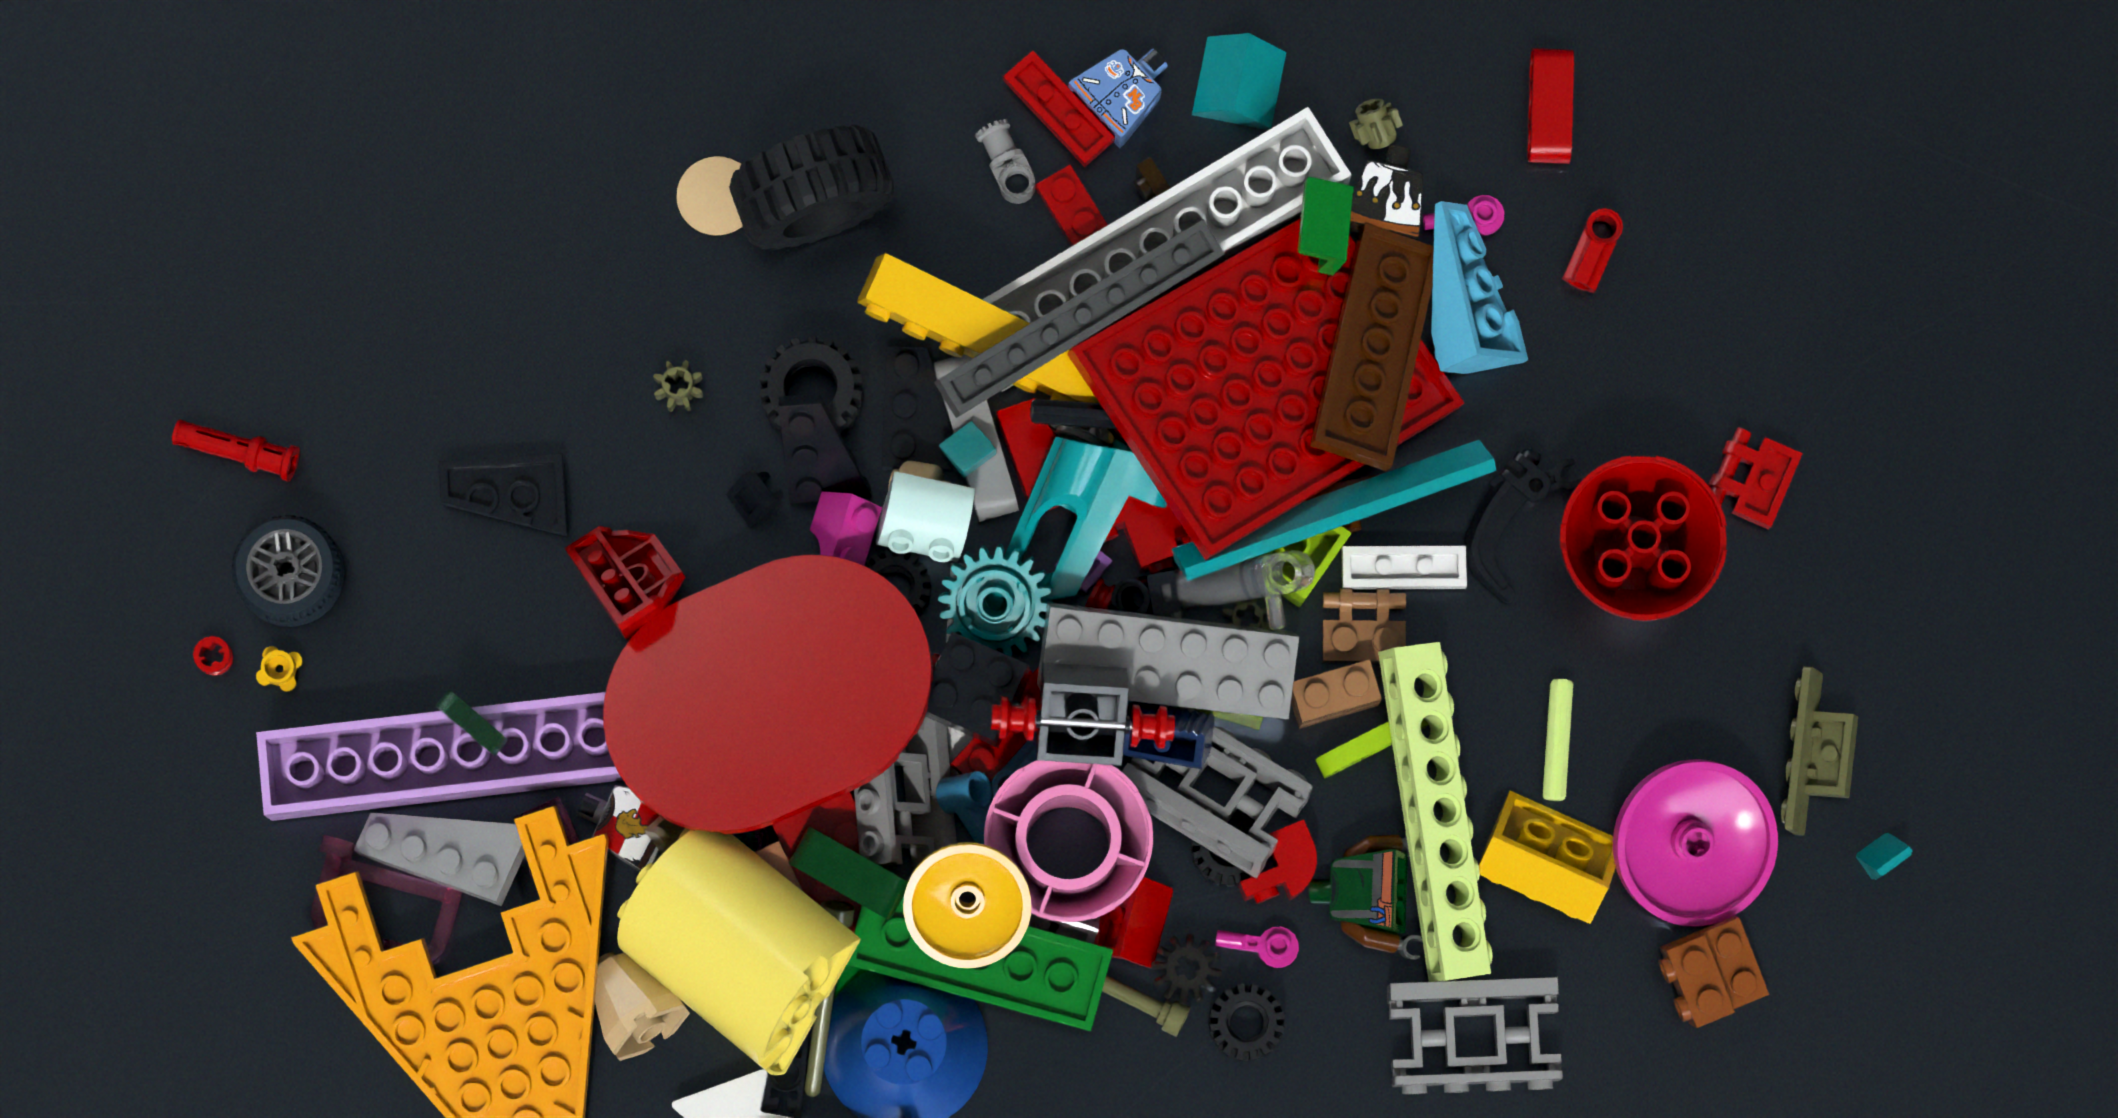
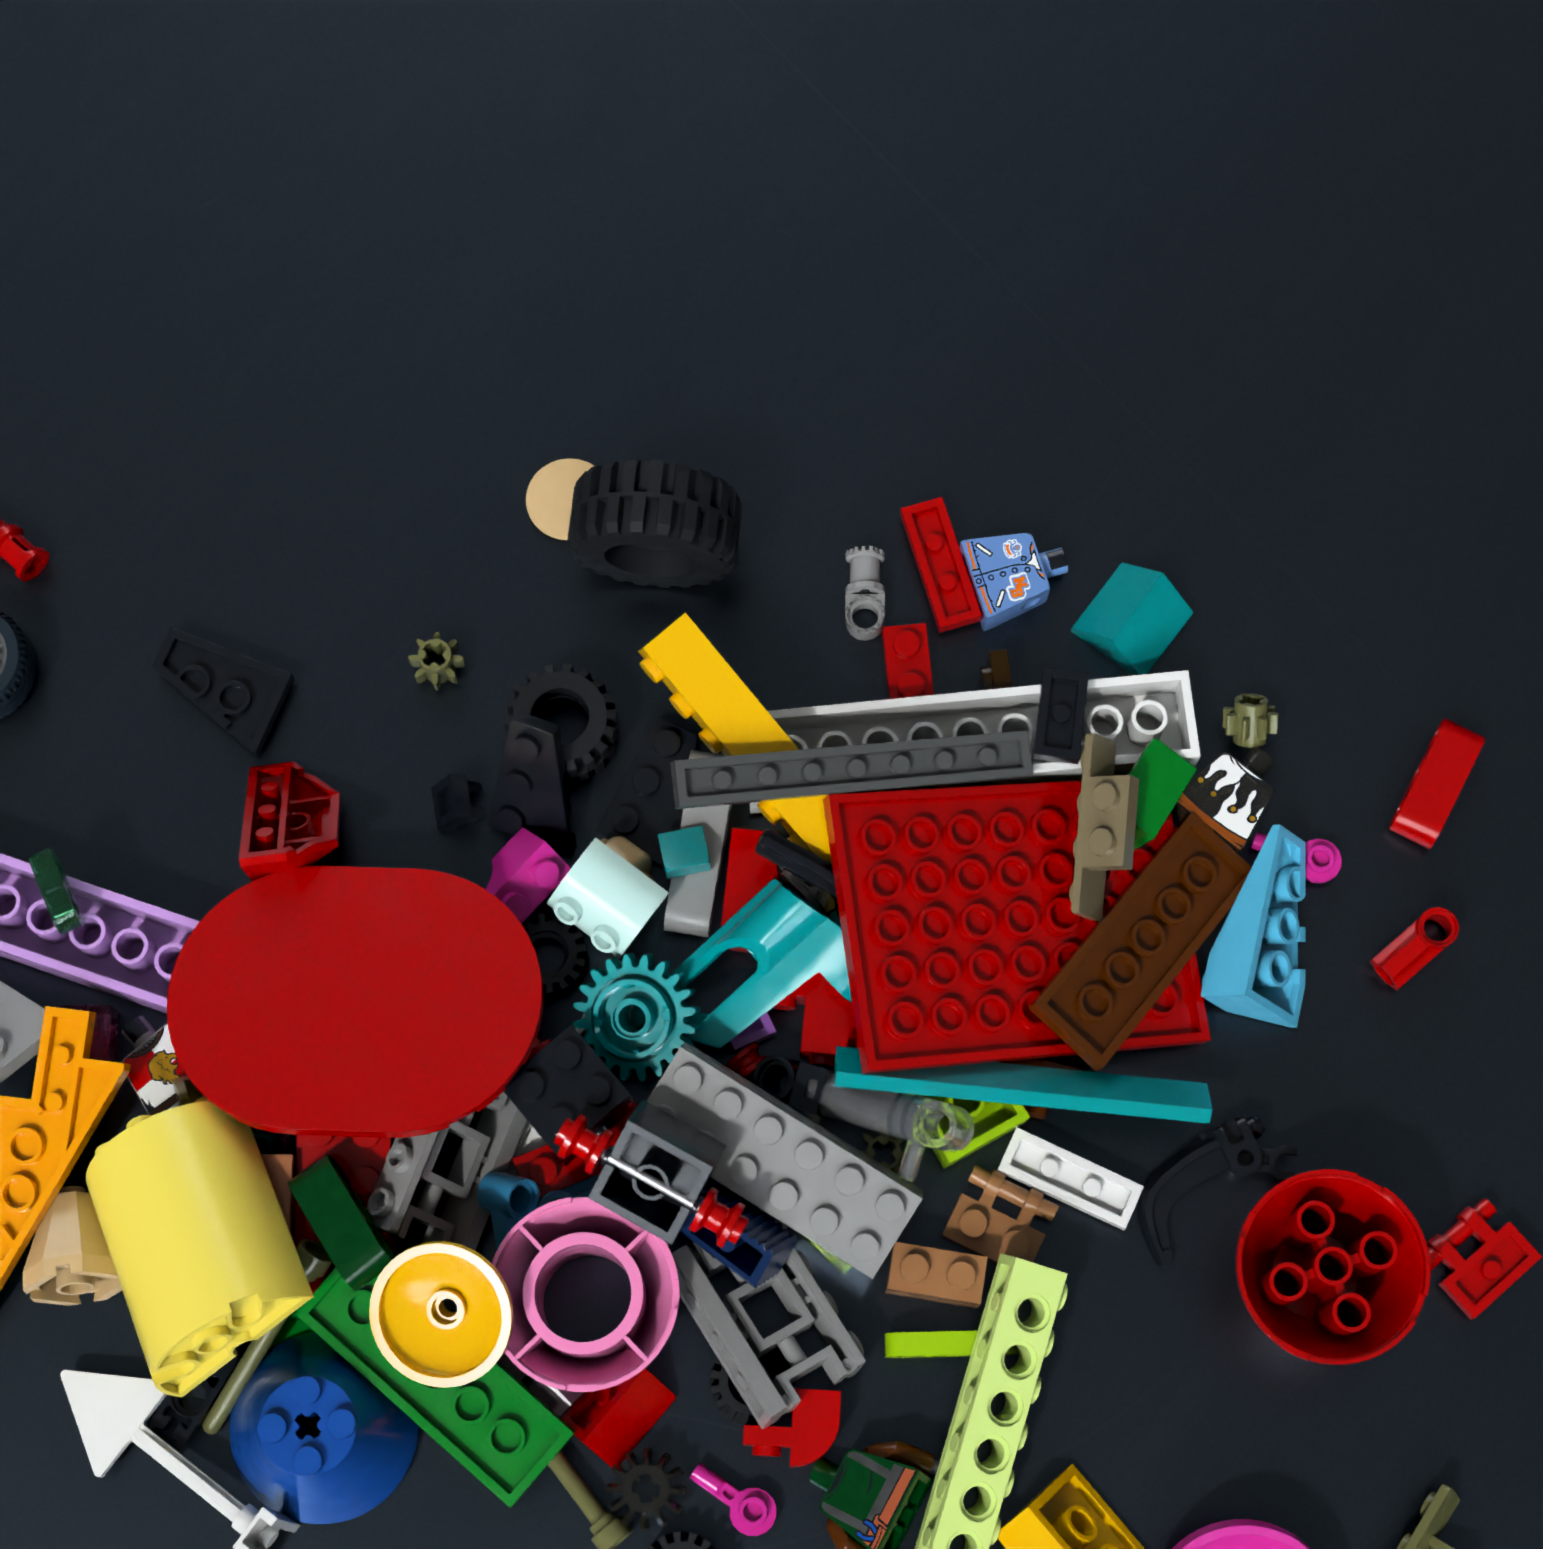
camera: 30 degrees right, 5 degrees down
(1223, 193) = (1060, 715): none -> black plate
(1303, 268) = (1104, 826): none -> dark tan bracket
(1557, 739) = (1147, 1435): yellowish green axle -> none

